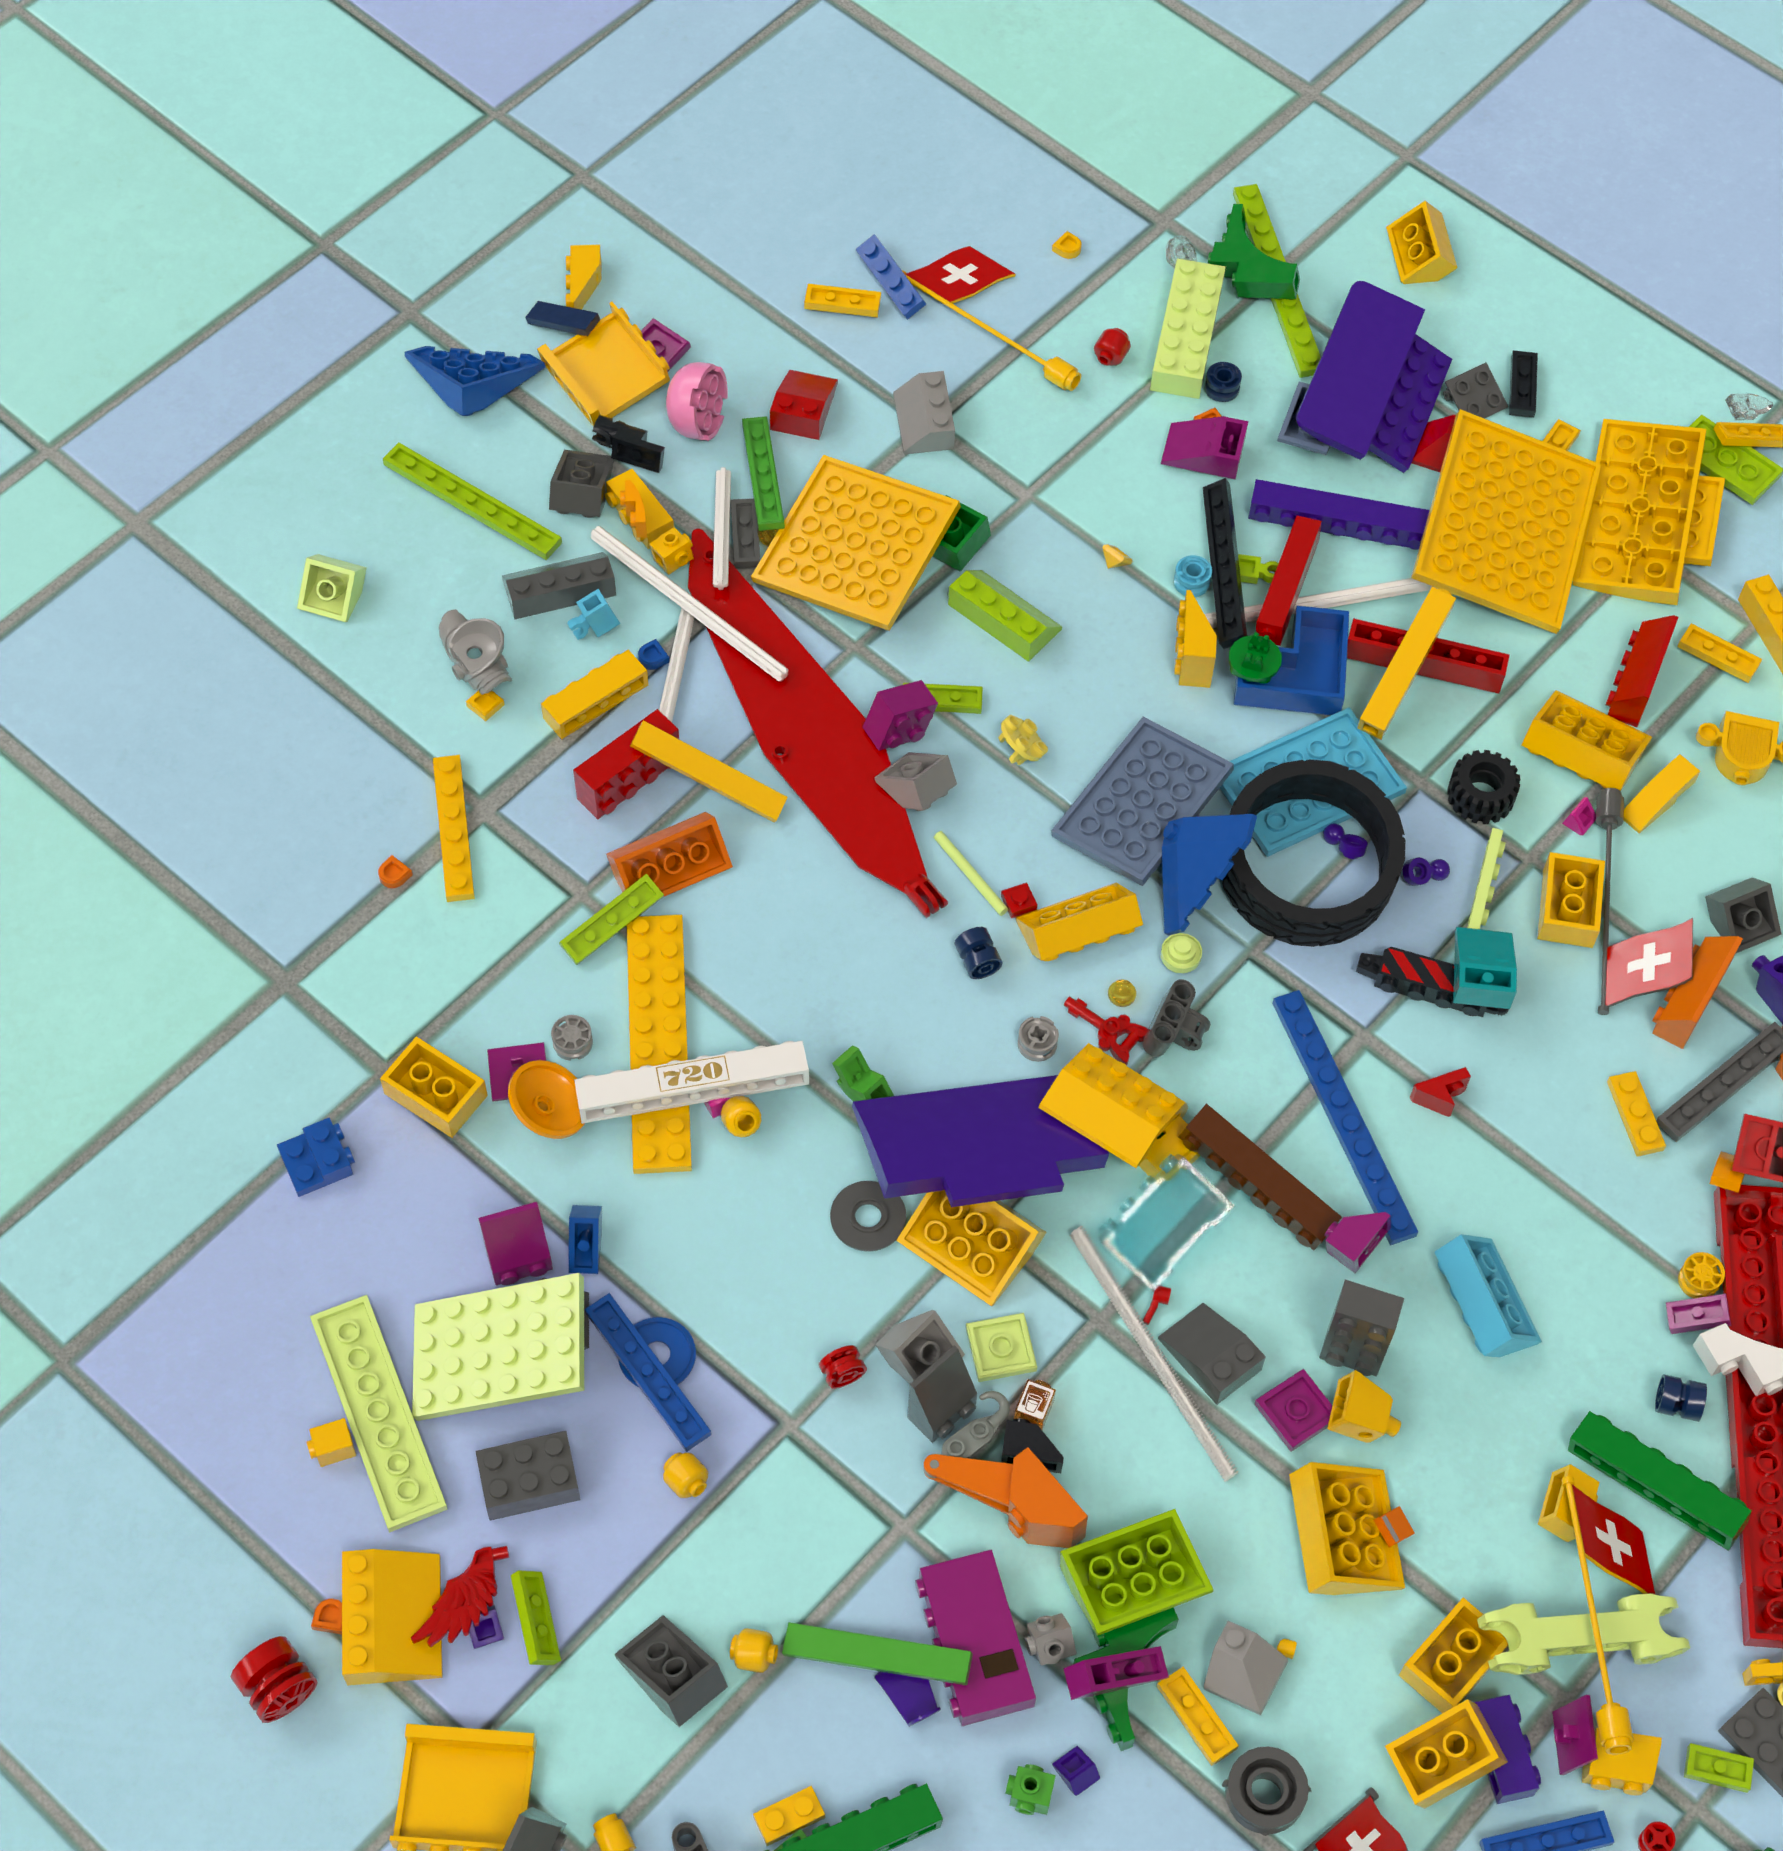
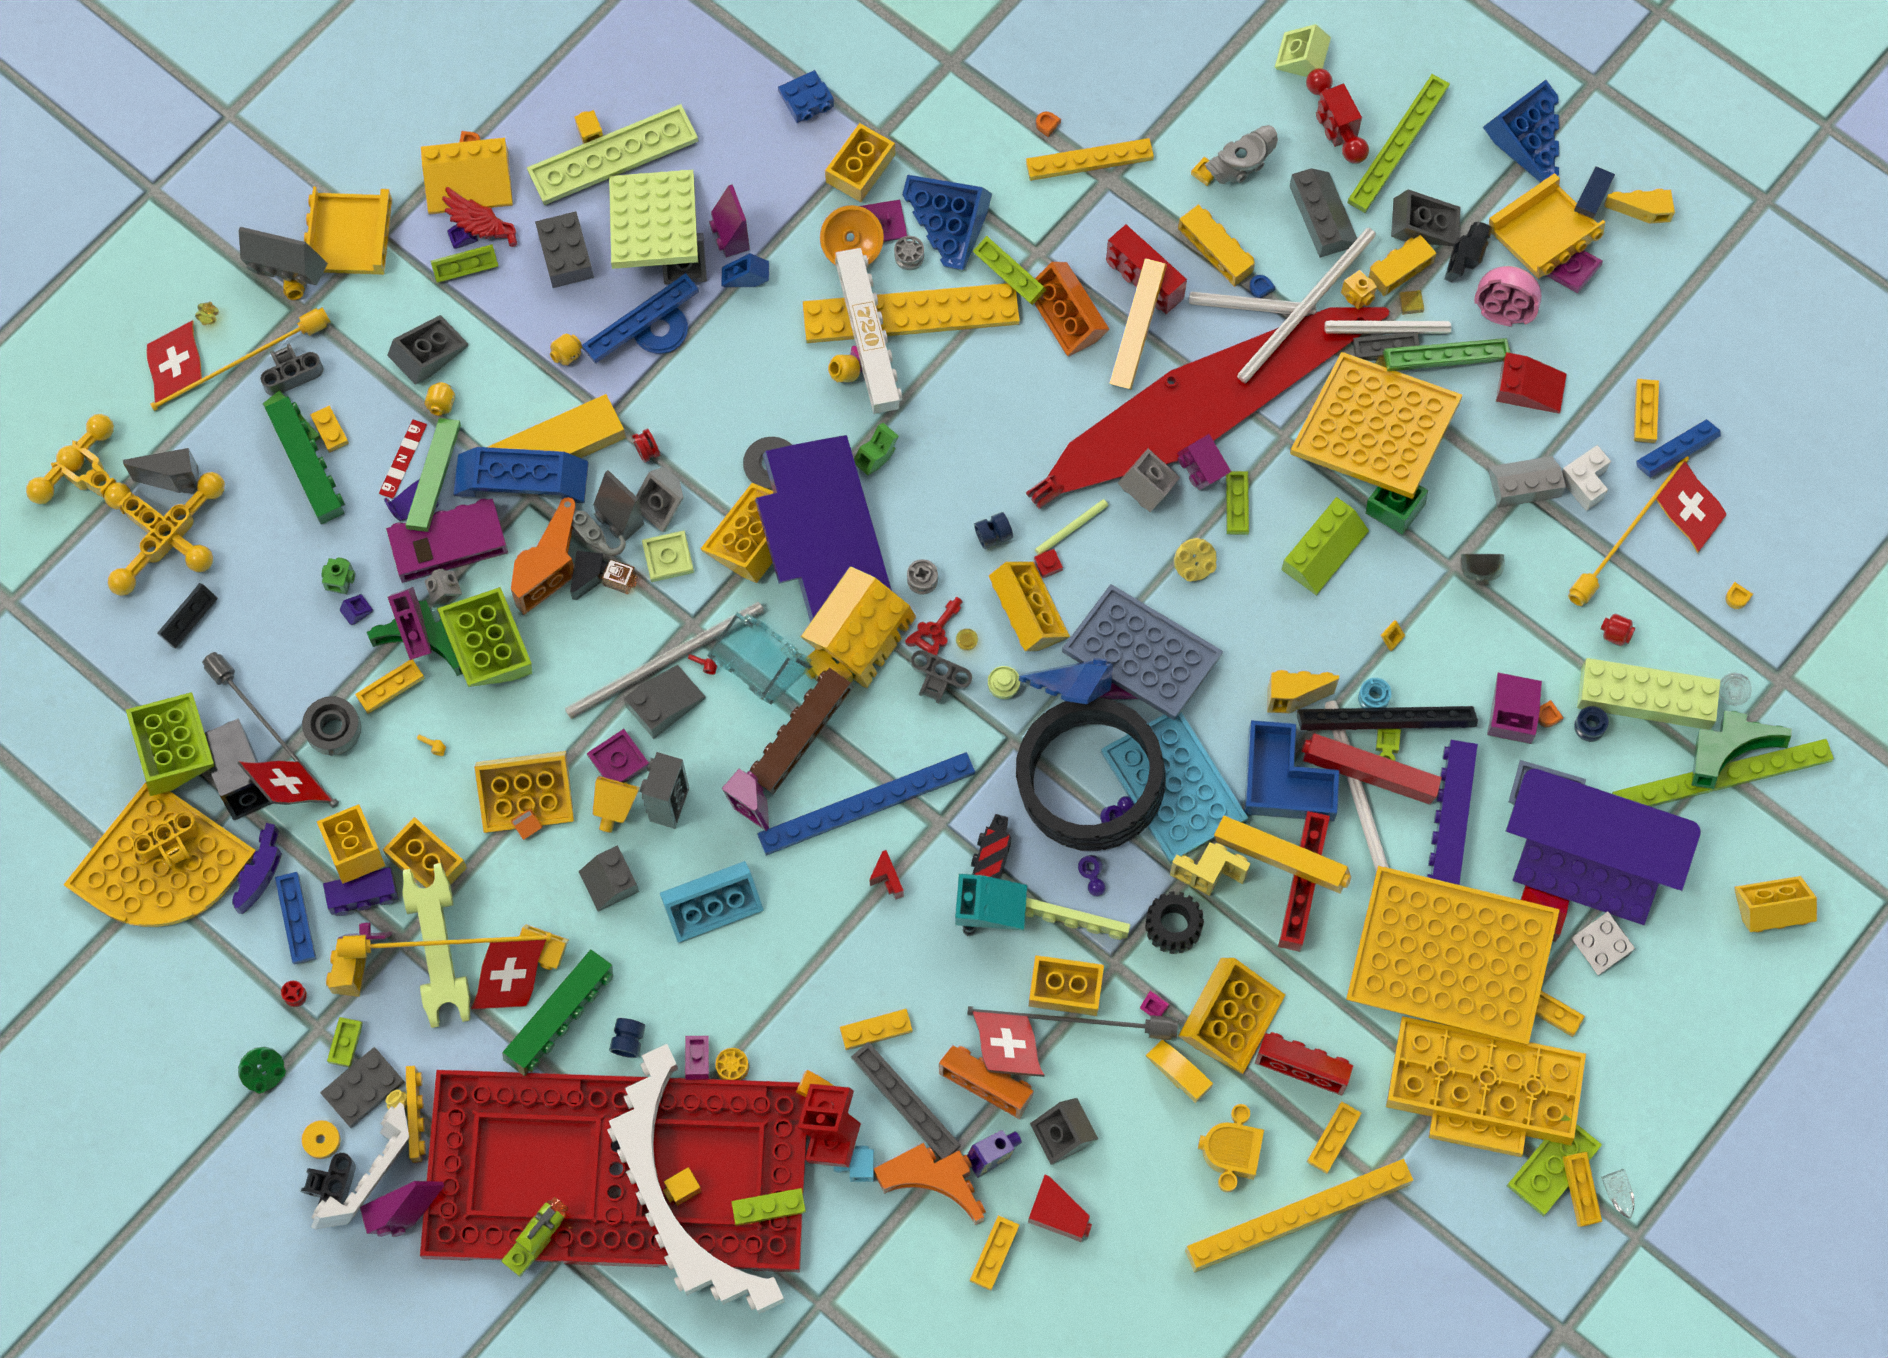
camera: 90 degrees right, 10 degrees up
(273, 1679) = (422, 106): red wheel -> none
(432, 550) = (1338, 115): none -> red brick
(521, 987) = (950, 215): none -> blue slope
(595, 614) = (1289, 238): medium azure brick -> none
(634, 508) = (1395, 251): light orange slope -> none
(686, 507) = (1411, 302): none -> clear yellow tile
(831, 1489) = (574, 431): none -> yellow brick
(840, 1708) = (402, 458): none -> red sticker
(884, 1537) = (521, 472): none -> blue slope
(917, 356) = (1583, 480): none -> white brick
(1035, 459) = (1482, 567): none -> clear smoke cylinder
(1244, 1668) = (422, 716): light grey slope -> none
(1255, 658) = (1266, 729): green plate -> none
(1418, 743) = (1211, 866): none -> light yellow bracket
(1465, 1421) = (608, 878): none -> dark grey slope
(1523, 383) = (1622, 986): black plate -> none

